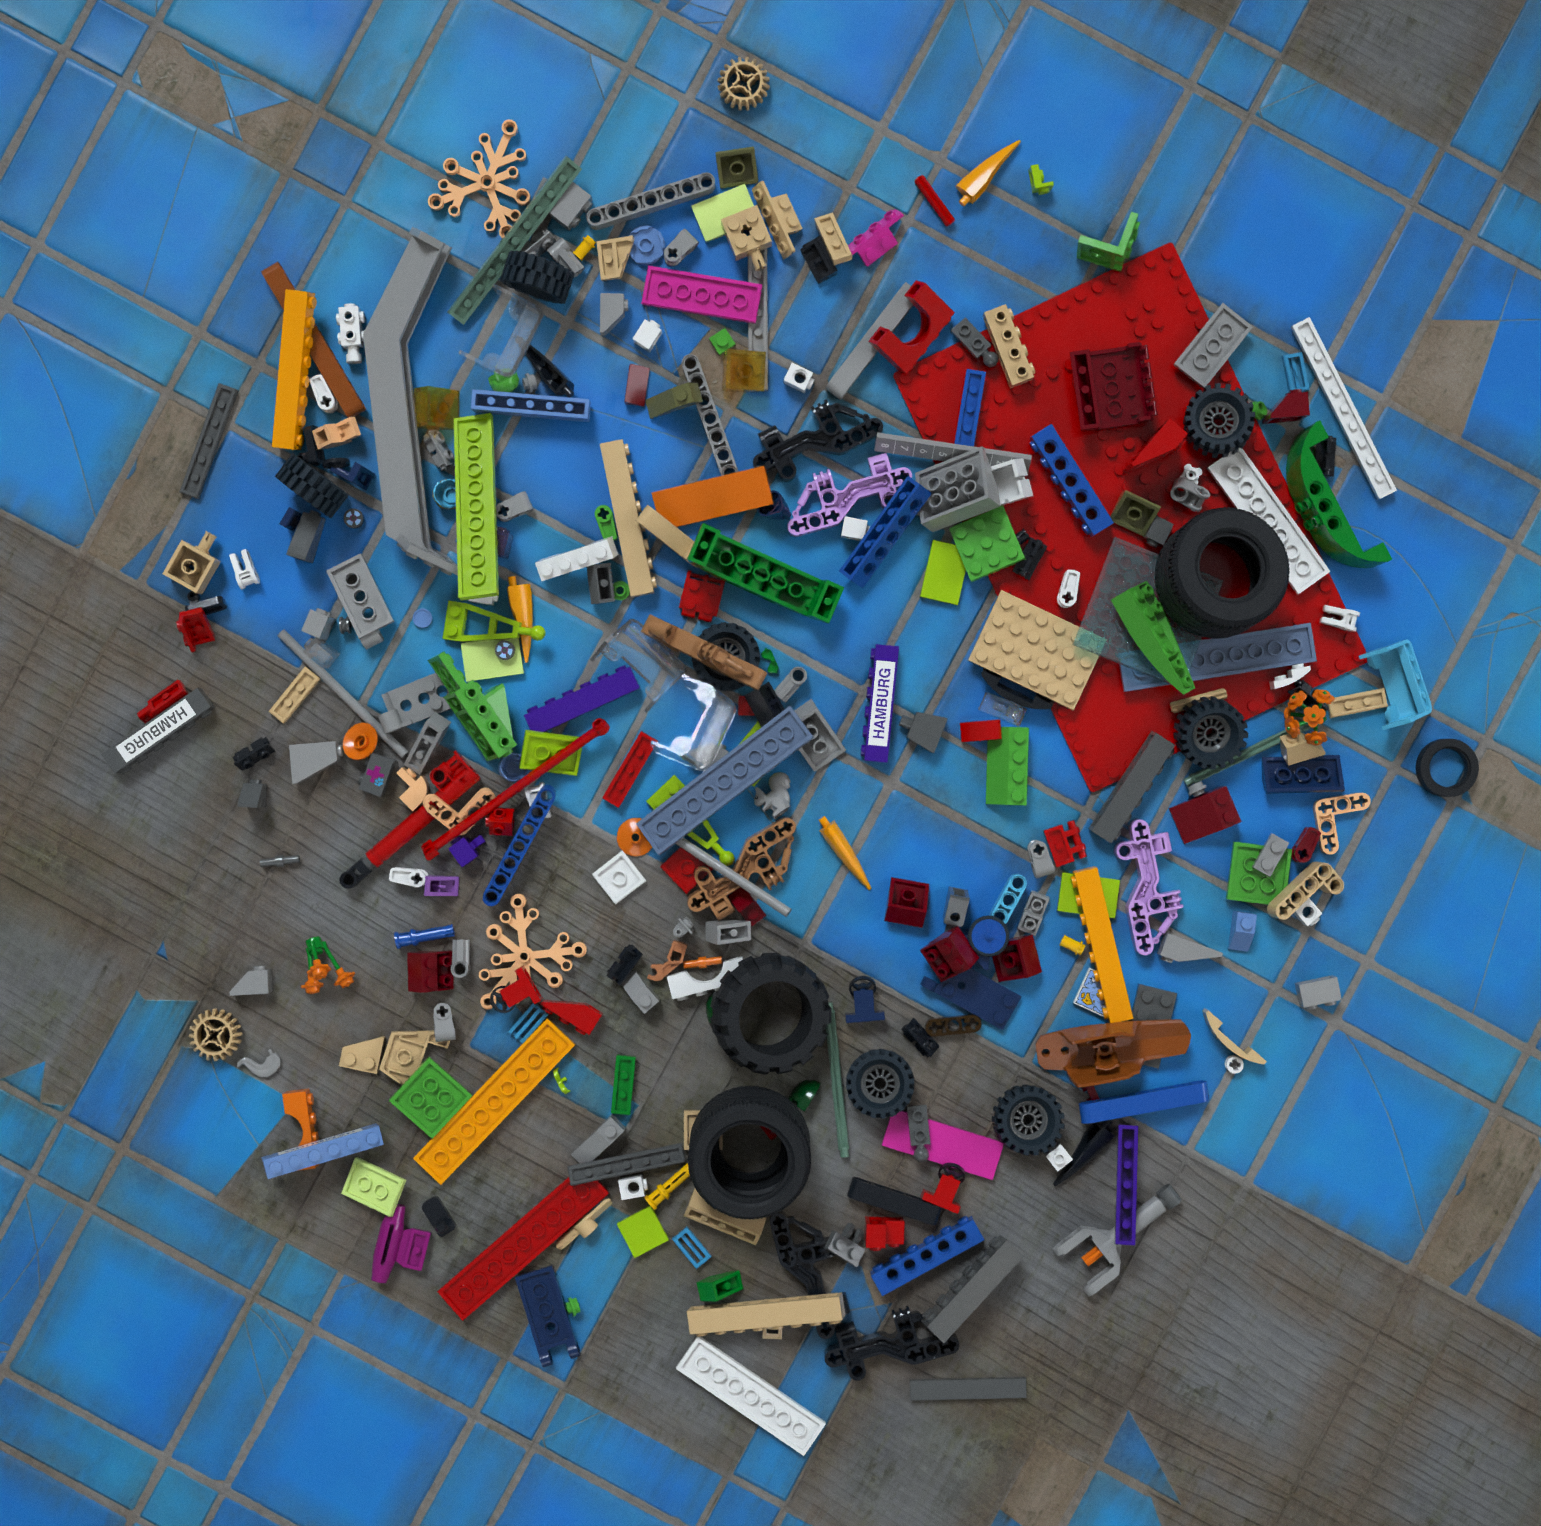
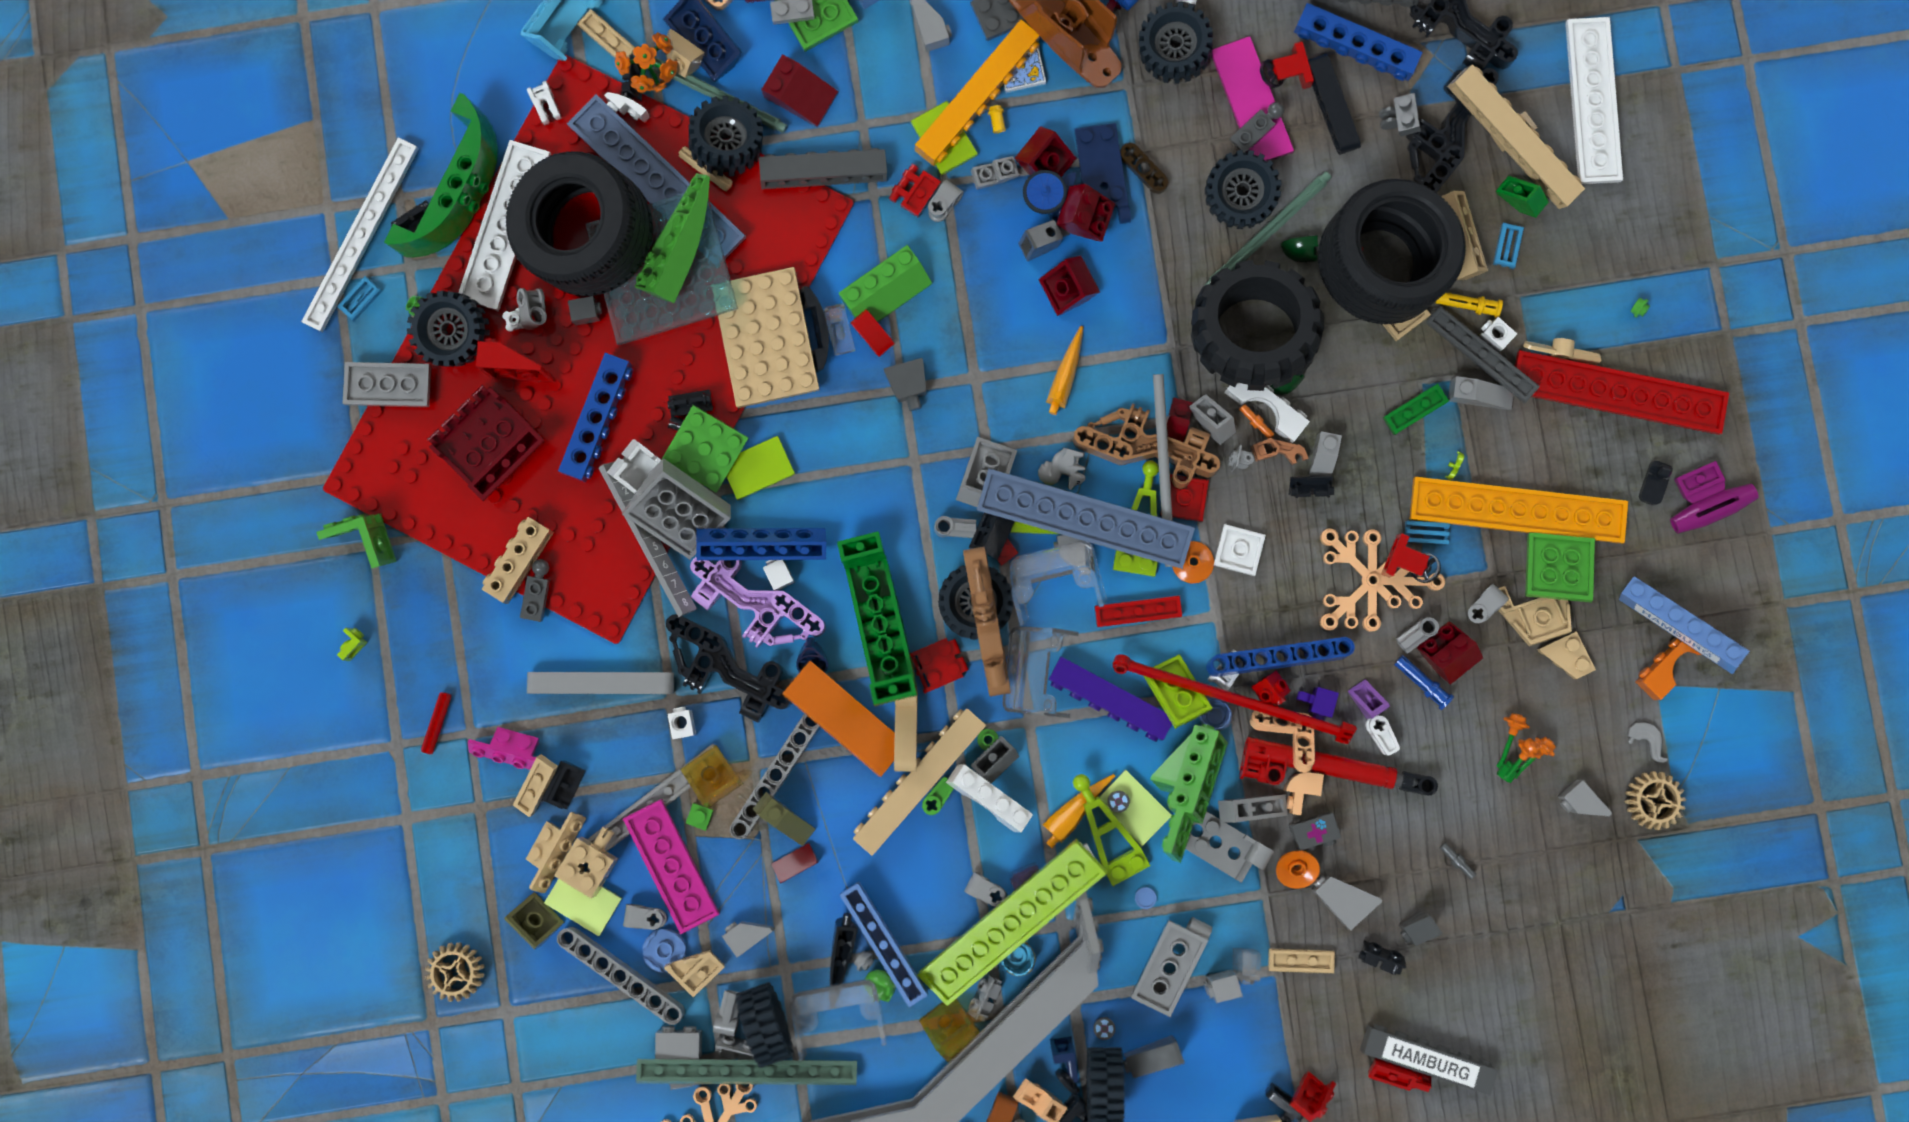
camera: 115 degrees left, 5 degrees down
(247, 576) = (1228, 1084): white piece -> none
(291, 519) = (1148, 1083): dark blue tile -> none
(342, 693) = (1267, 917): light grey piece -> none
(345, 625) = (1205, 962): dark grey bush -> none
(373, 1186) = (1676, 558): yellowish green tile -> none
(545, 1305) = (1658, 332): dark blue hinge -> none
(577, 1013) = (1386, 495): red slope -> none
(584, 247) = (706, 1004): yellow pin -> none
(642, 1231) = (1528, 297): lime tile -> none
(647, 335) = (743, 887): white brick -> none
(773, 667) = (953, 554): green piece -> none
(863, 1002) = (1184, 256): dark blue piece -> none
(880, 703) = (914, 436): dark purple brick -> none
(883, 1231) = (1367, 93): red brick -> none
(925, 1043) = (1177, 180): black hinge -> none
(934, 317) = (540, 644): red arch -> none
(970, 407) = (596, 553): blue plate -> none
(977, 181) = (392, 698): light orange piece -> none
(1016, 893) = (992, 208): medium azure beam -> none
(1068, 586) = (690, 350): white piece -> none
(1134, 512) = (582, 343): olive slope -> none
(1145, 887) = (904, 93): lavender beam -> none
(1196, 789) = (783, 114): light grey plate -> none
(1290, 408) = (391, 278): dark red slope -> none

